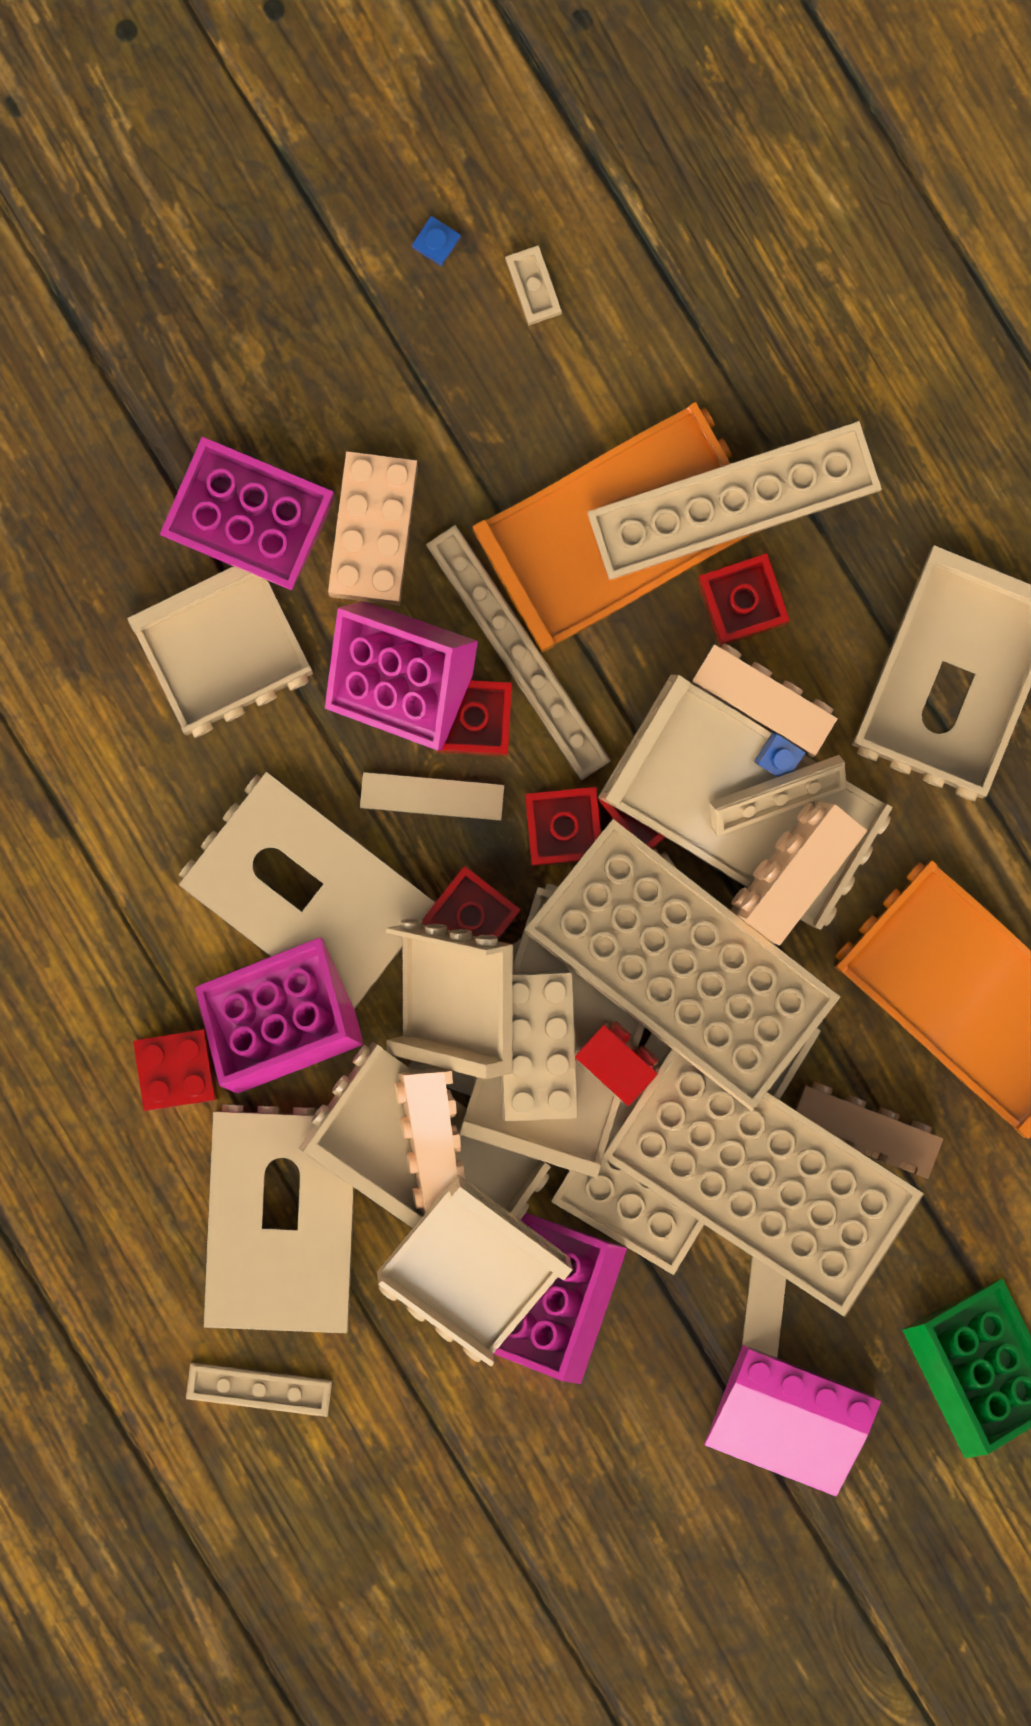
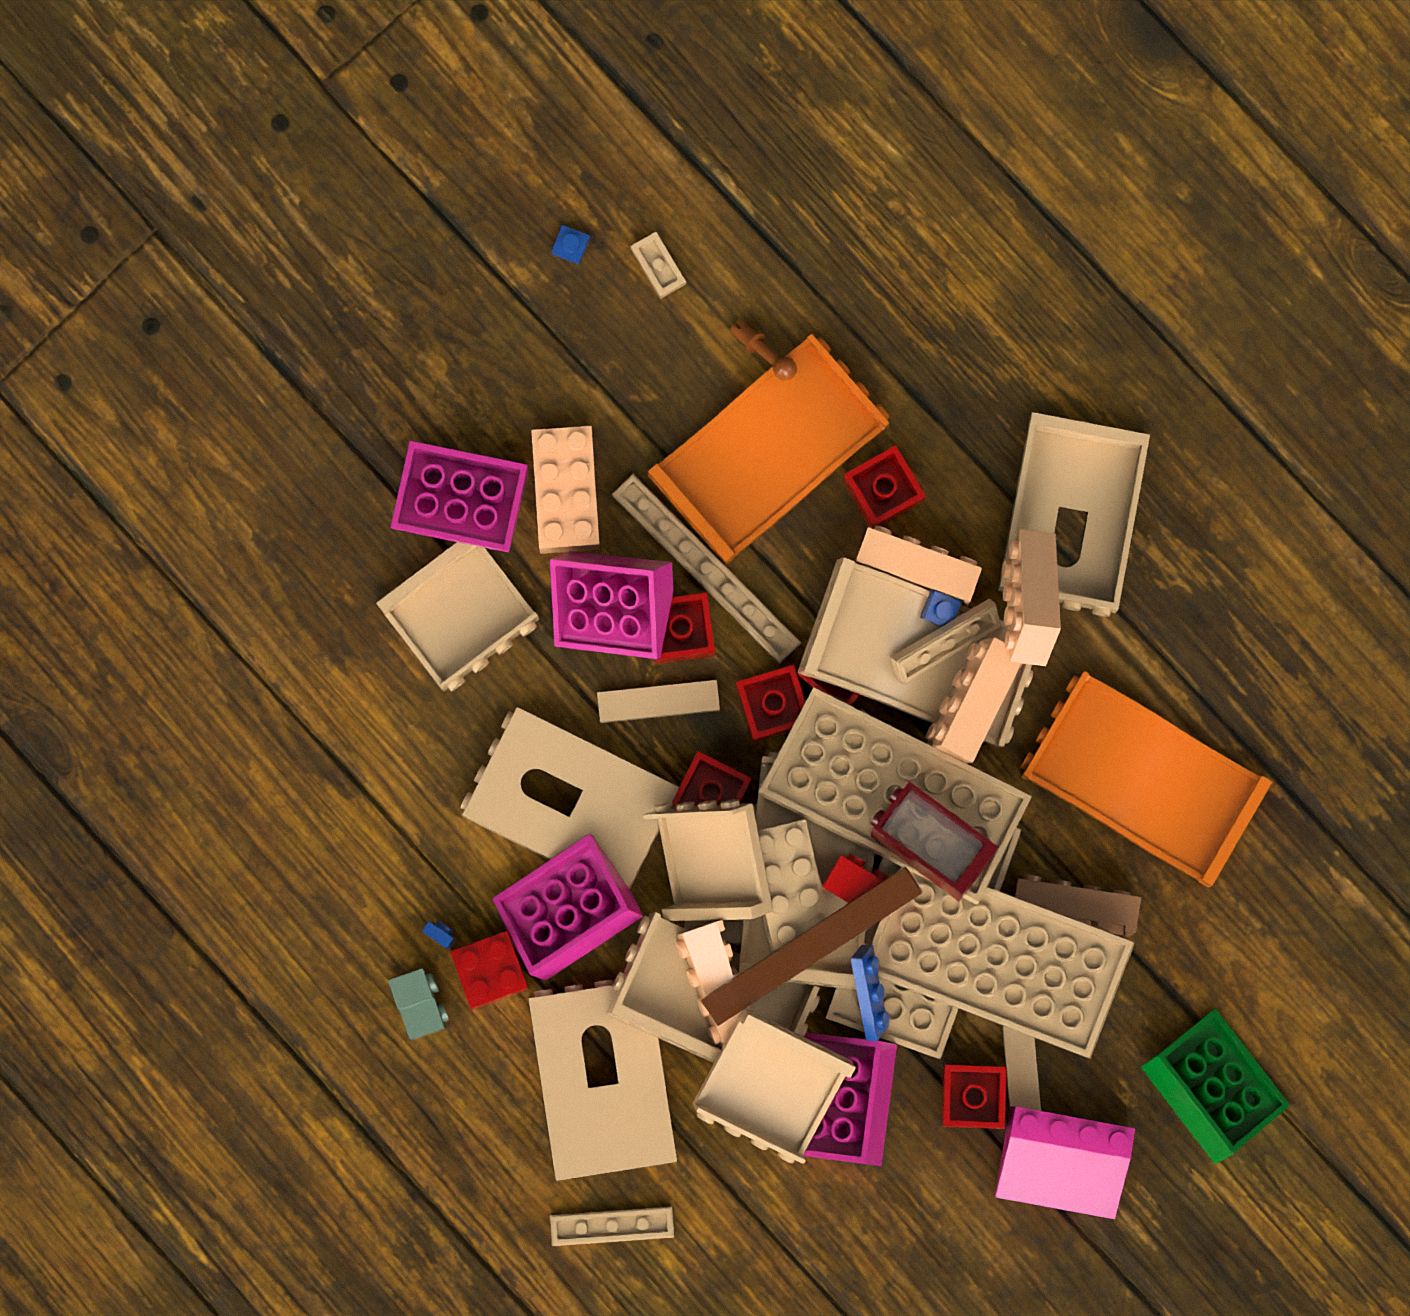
camera: 10 degrees left, 5 degrees down
(86, 1092) = (418, 1004): none -> sand green brick
(126, 1015) = (439, 933): none -> blue plate
(549, 1122) = (812, 946): none -> reddish brown tile
(606, 1185) = (869, 992): none -> blue plate
(654, 436) = (783, 367): none -> dark orange pin
(702, 1326) = (973, 1096): none -> red brick
(714, 1027) = (932, 840): none -> window
(734, 500) = (860, 407): tan plate -> none
(888, 766) = (1031, 597): none -> light nougat brick

